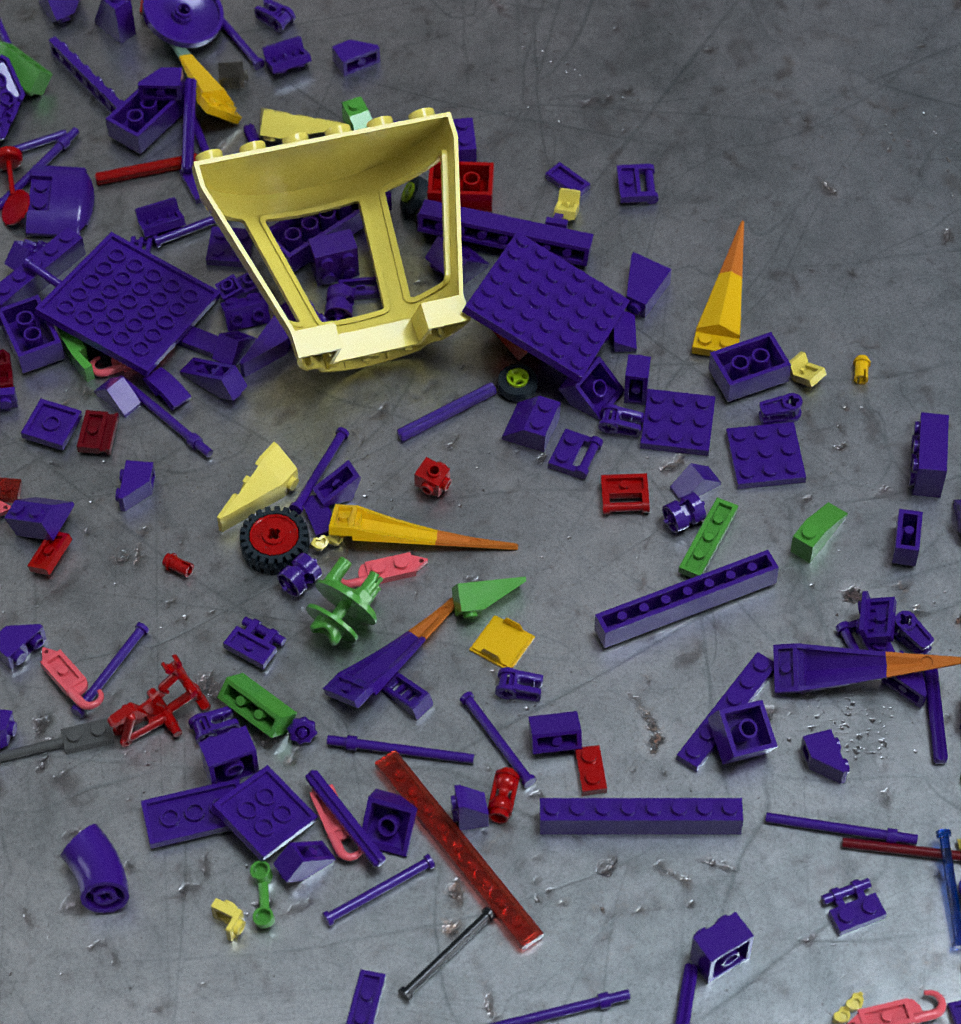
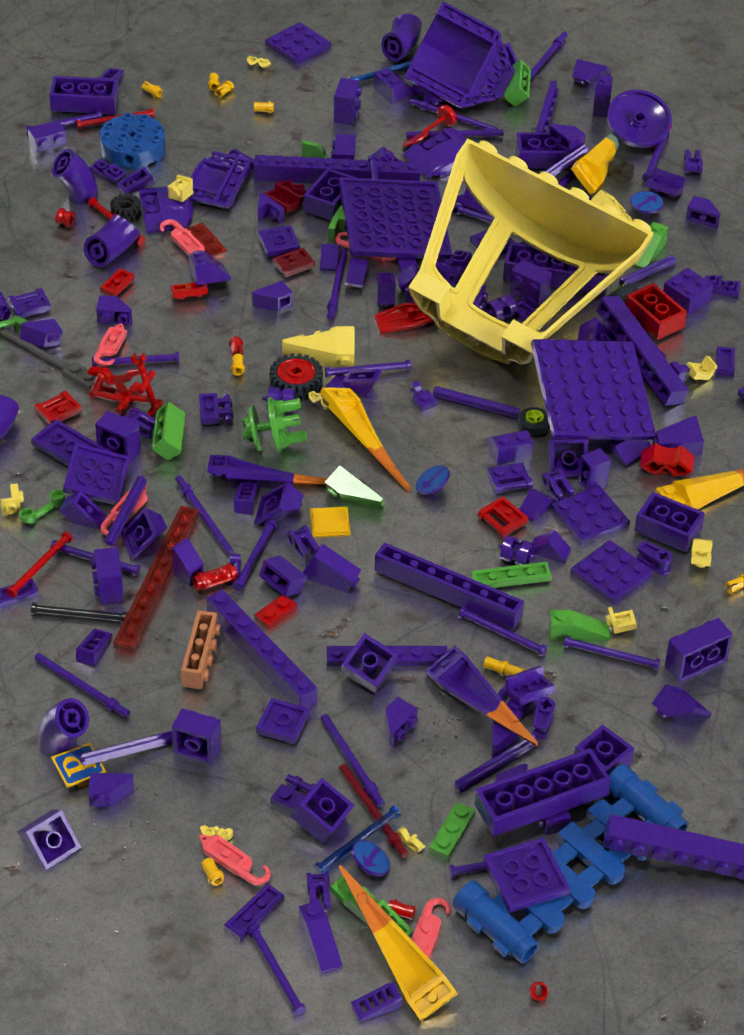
camera: 50 degrees right, 10 degrees down
(127, 790) = (58, 408): none -> red plate
(210, 582) = (237, 367): none -> yellow pin
(271, 390) = (402, 318): none -> red piece
(298, 88) = (646, 202): none -> blue piece
(302, 730) = (172, 461): dark purple piece -> none
(333, 900) = (12, 591): none -> red bar
(389, 568) = (327, 438): coral plate -> none
(402, 452) = (422, 399): none -> dark purple plate
(430, 892) = (107, 576): none -> dark purple brick
(432, 477) = (415, 418): red brick -> none
(448, 674) = (278, 503): none -> dark purple slope
(473, 108) = (724, 288): none -> dark purple slope
(491, 760) = (235, 559): none -> dark purple hand
(514, 982) = (91, 649): none -> dark purple slope
(528, 518) = (432, 480): none -> blue piece
(580, 685) = (331, 570): none -> dark purple slope
(600, 871) = (199, 650): none -> nougat brick
(630, 455) = (536, 504): none -> dark purple slope
(661, 316) = (666, 460): none -> red brick
(747, 857) = (282, 721): none -> dark purple plate
(752, 600) = (464, 613): none -> dark purple bar
(823, 623) = (500, 667): none -> yellow pin
(839, 489) = (621, 621): none -> light yellow bracket
(902, 895) = (322, 810): none -> dark purple brick
(907, 537) = (617, 673): dark purple brick -> none
(909, 500) = (612, 653): none -> dark purple bar

